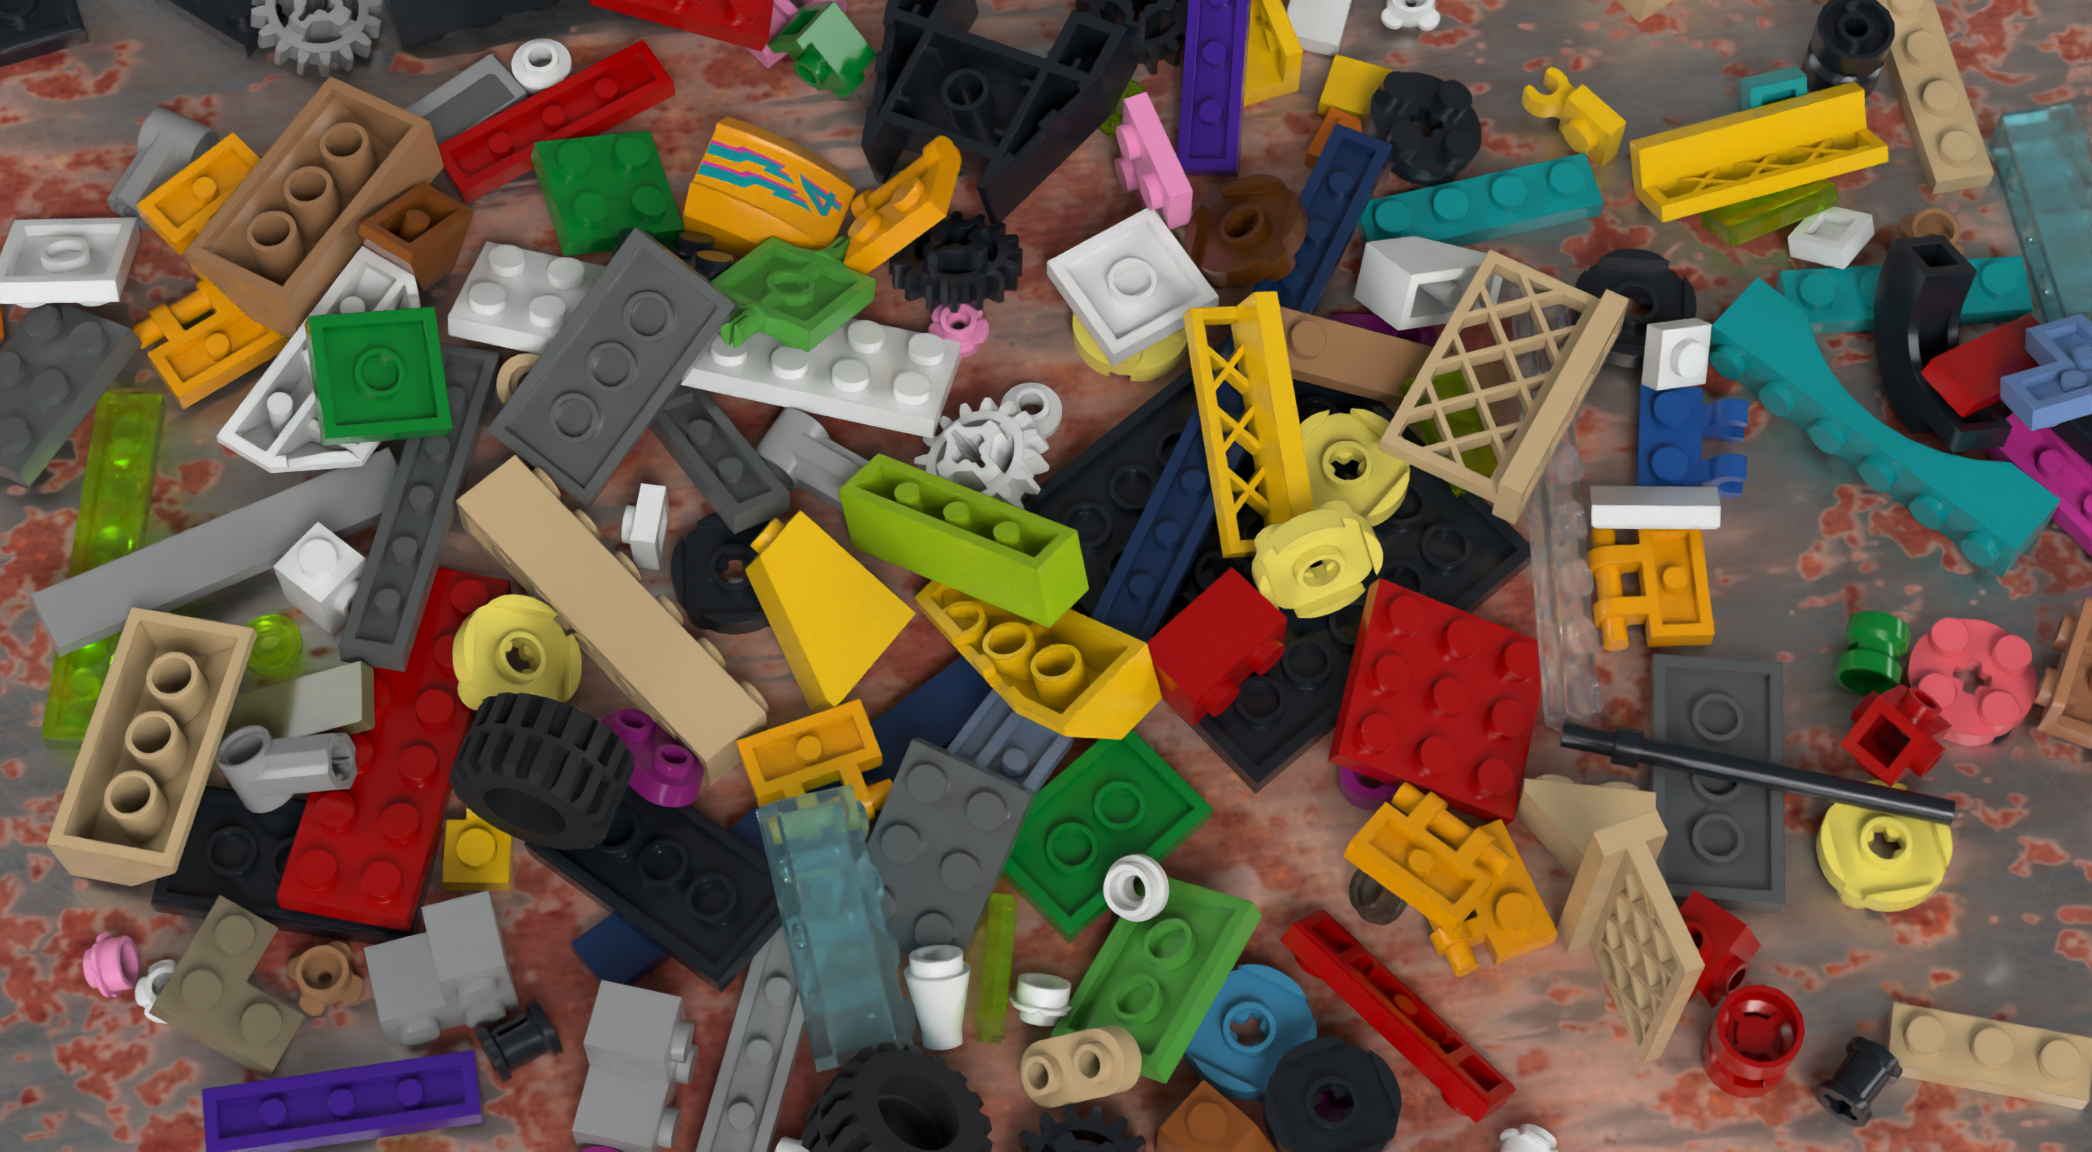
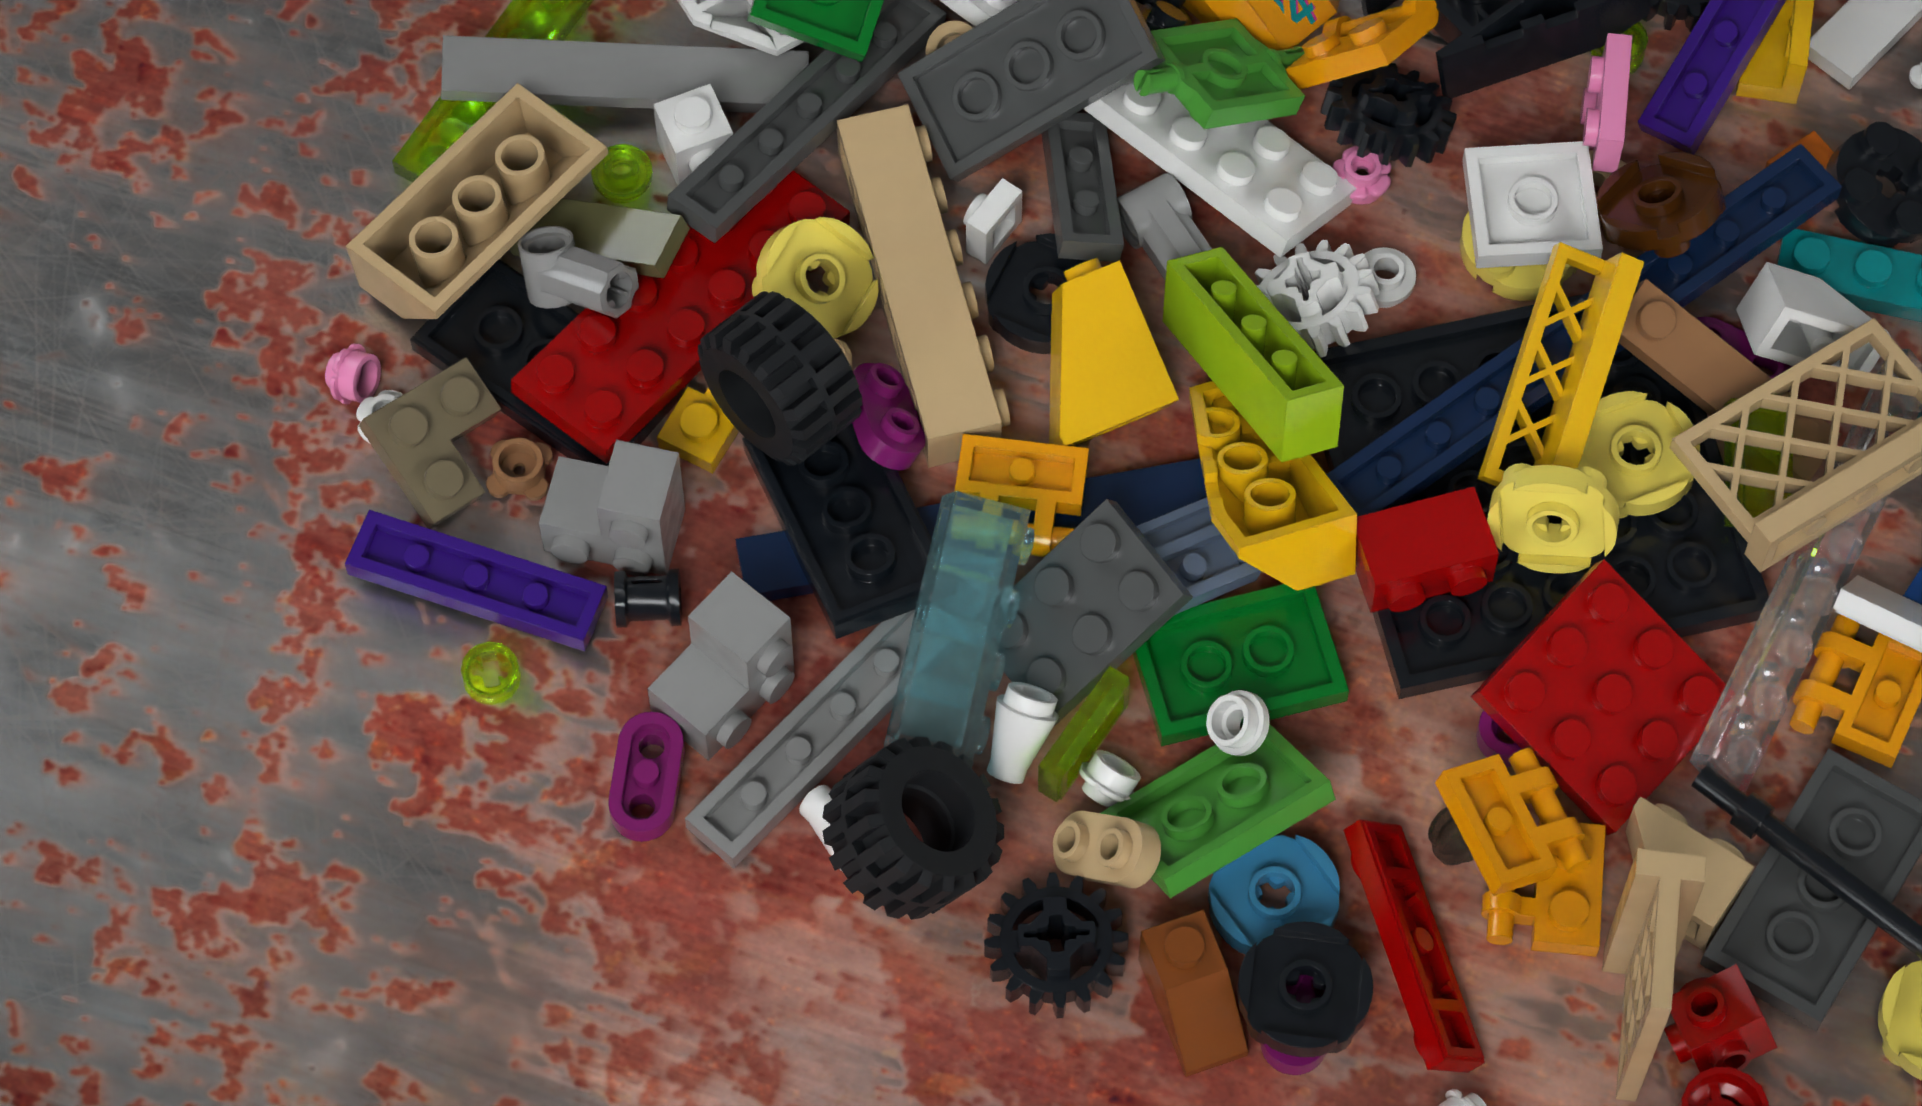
camera: 30 degrees right, 0 degrees up
(1350, 85) = (1842, 118): yellow tile -> none

